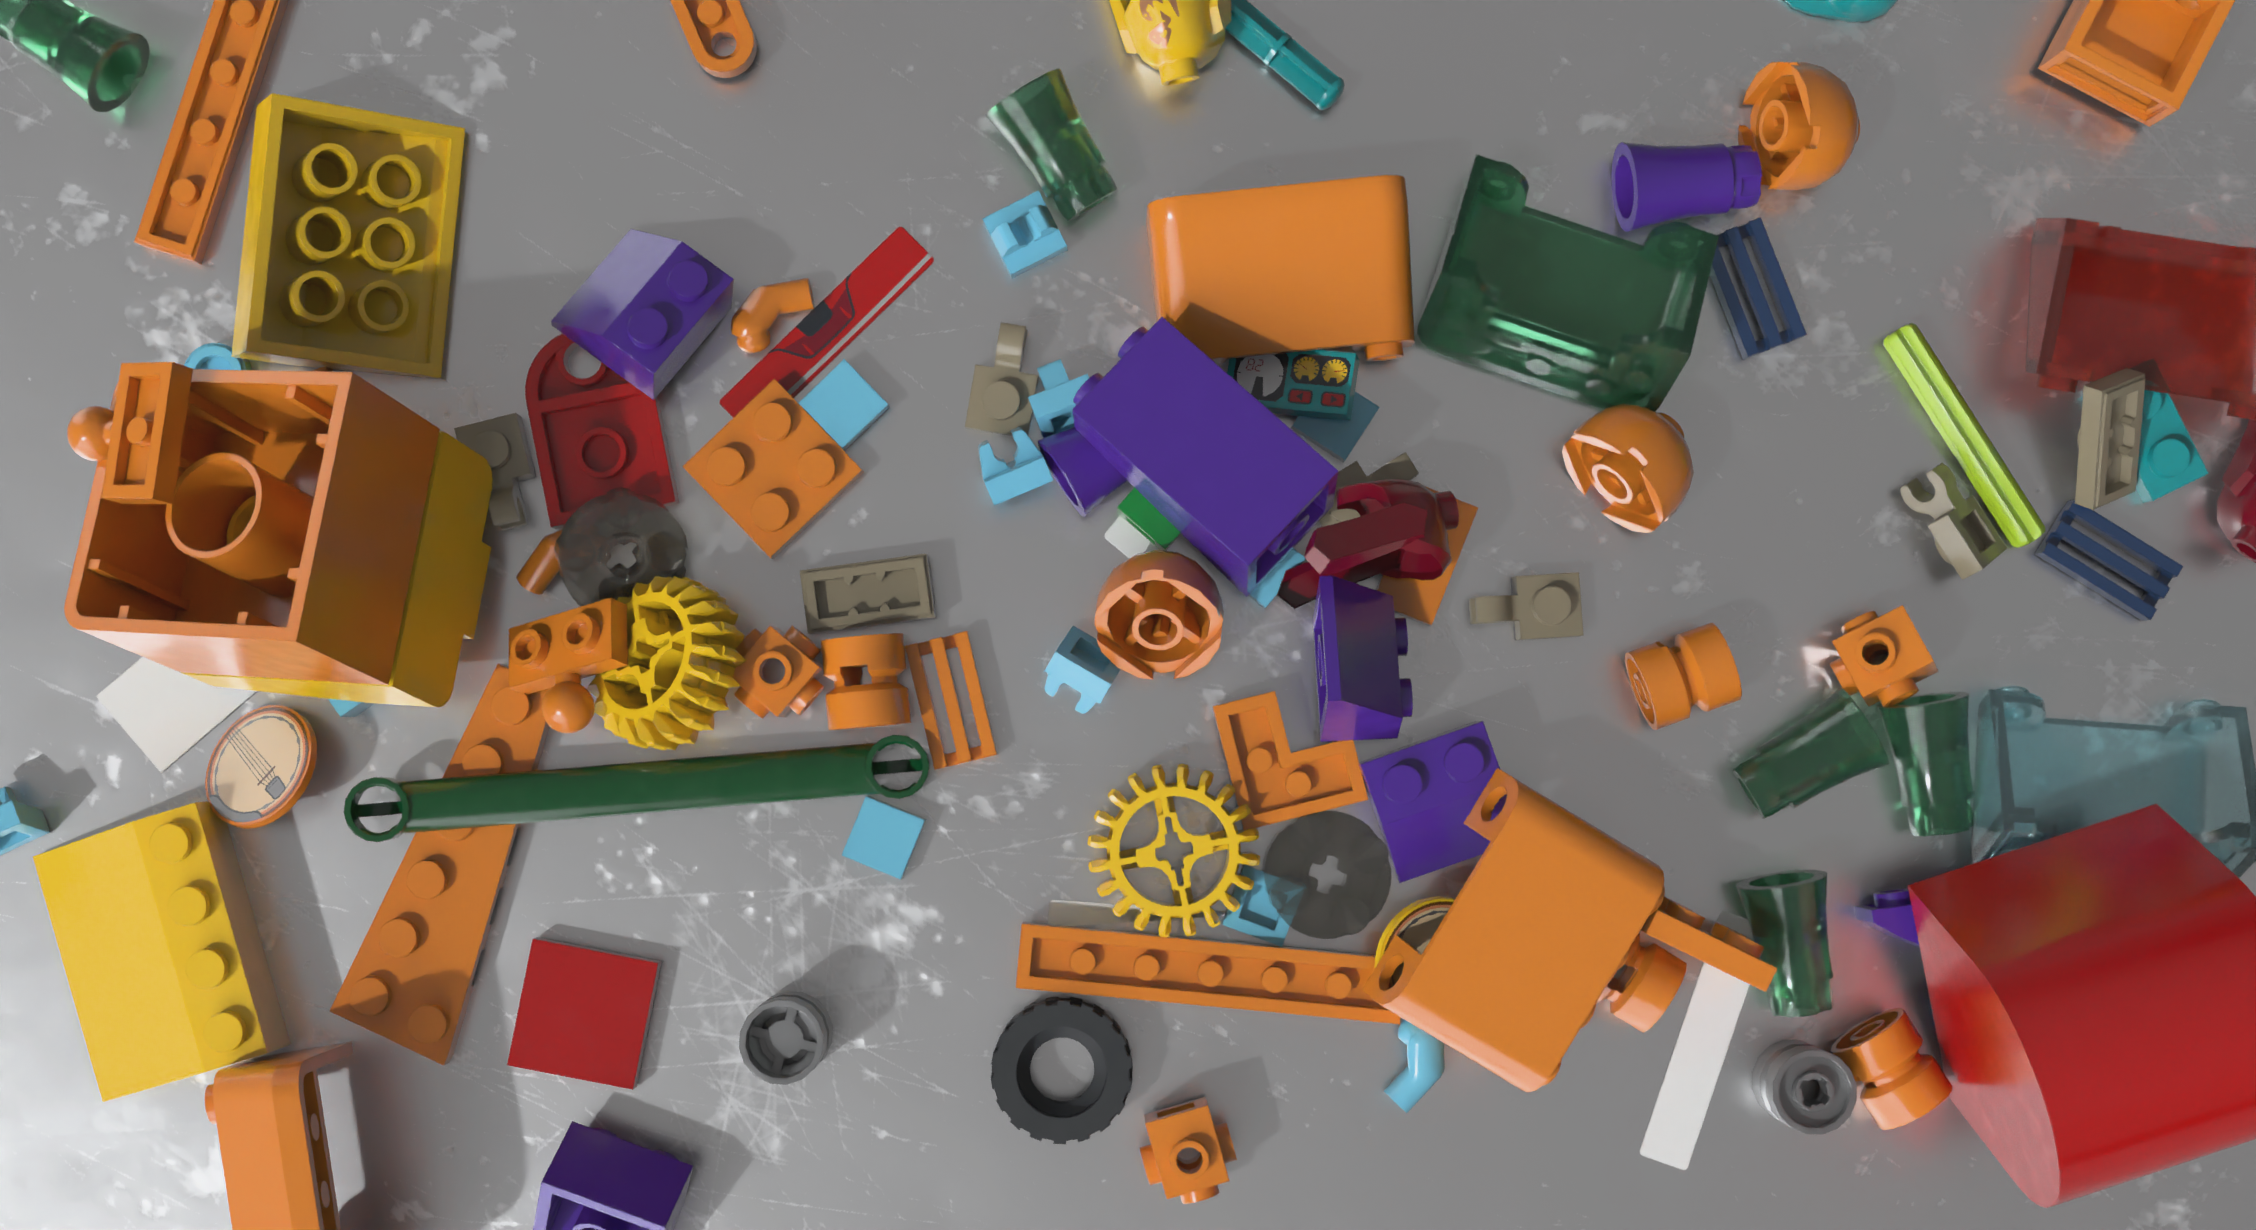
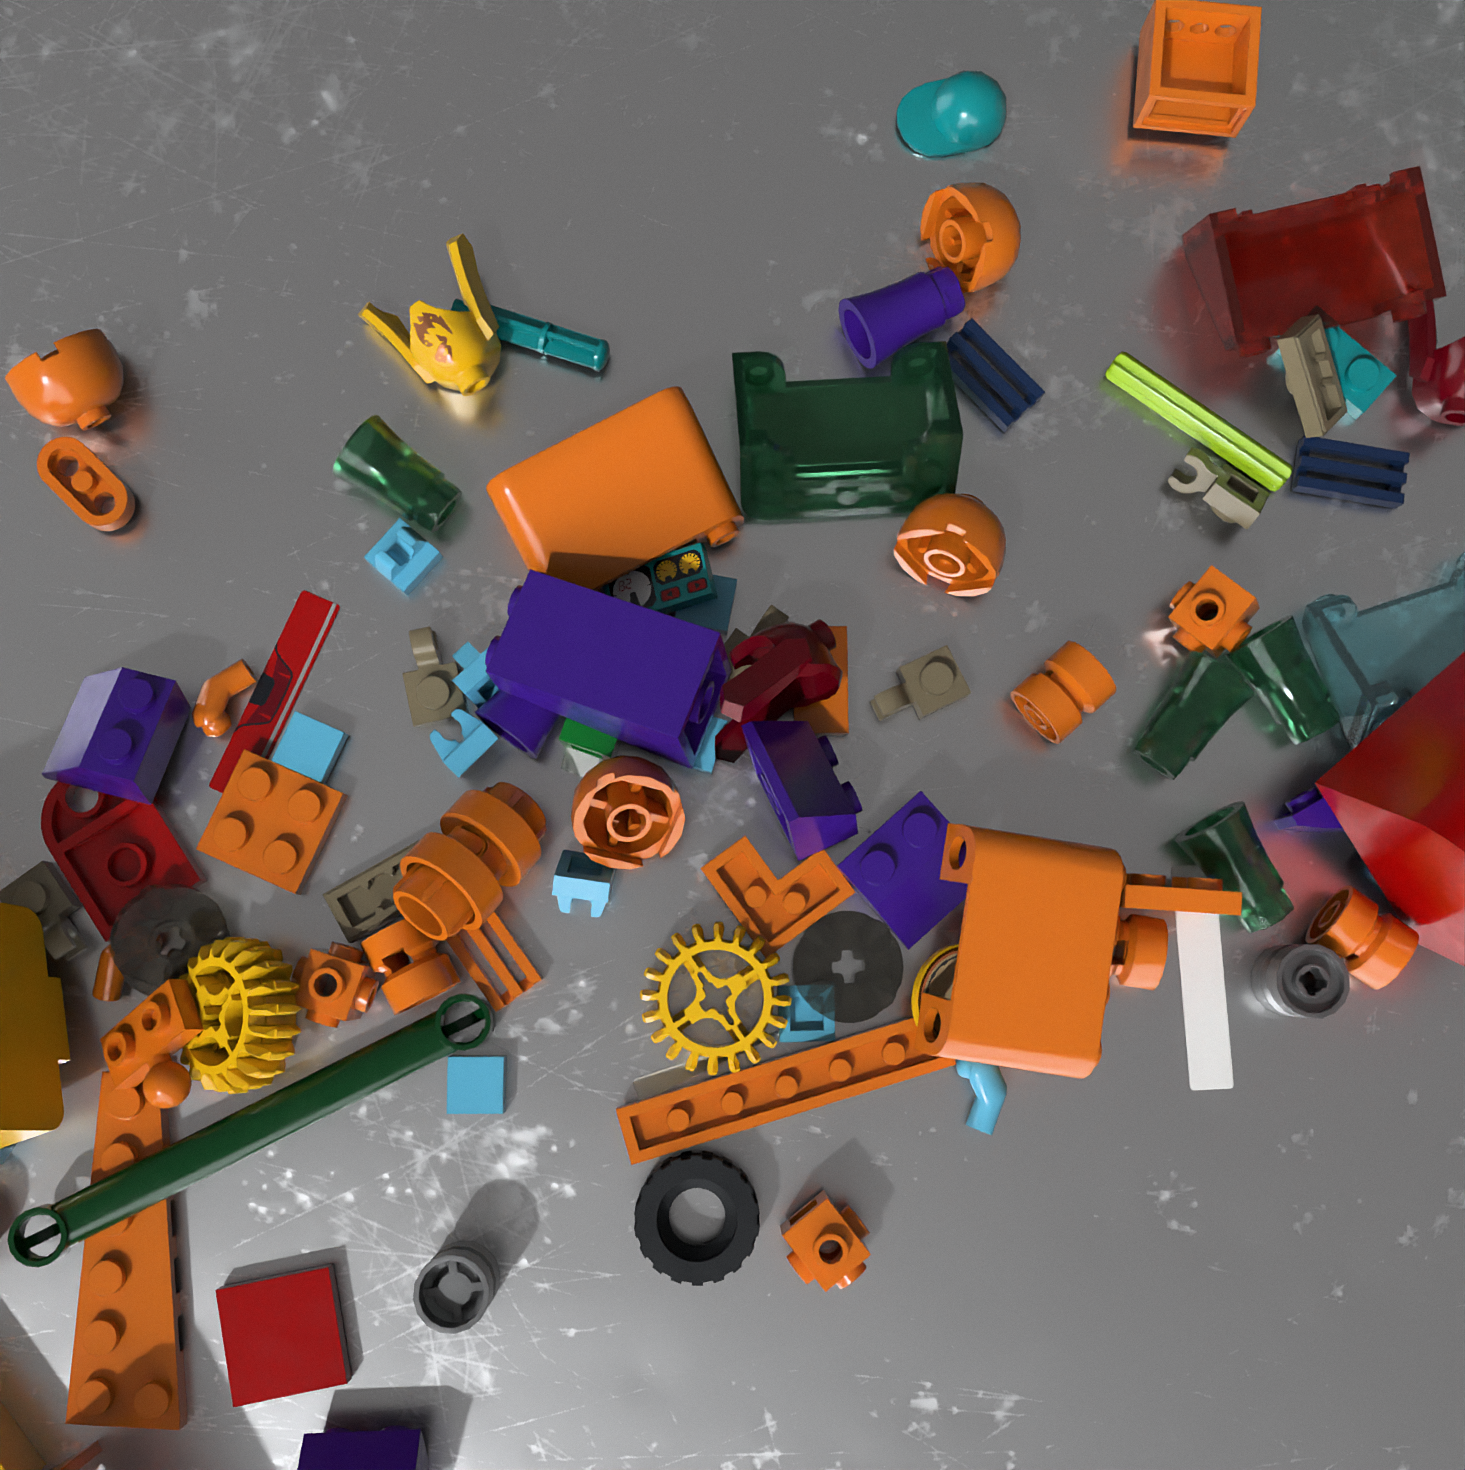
camera: 20 degrees left, 5 degrees down
(958, 608) = (457, 875): none -> orange piece

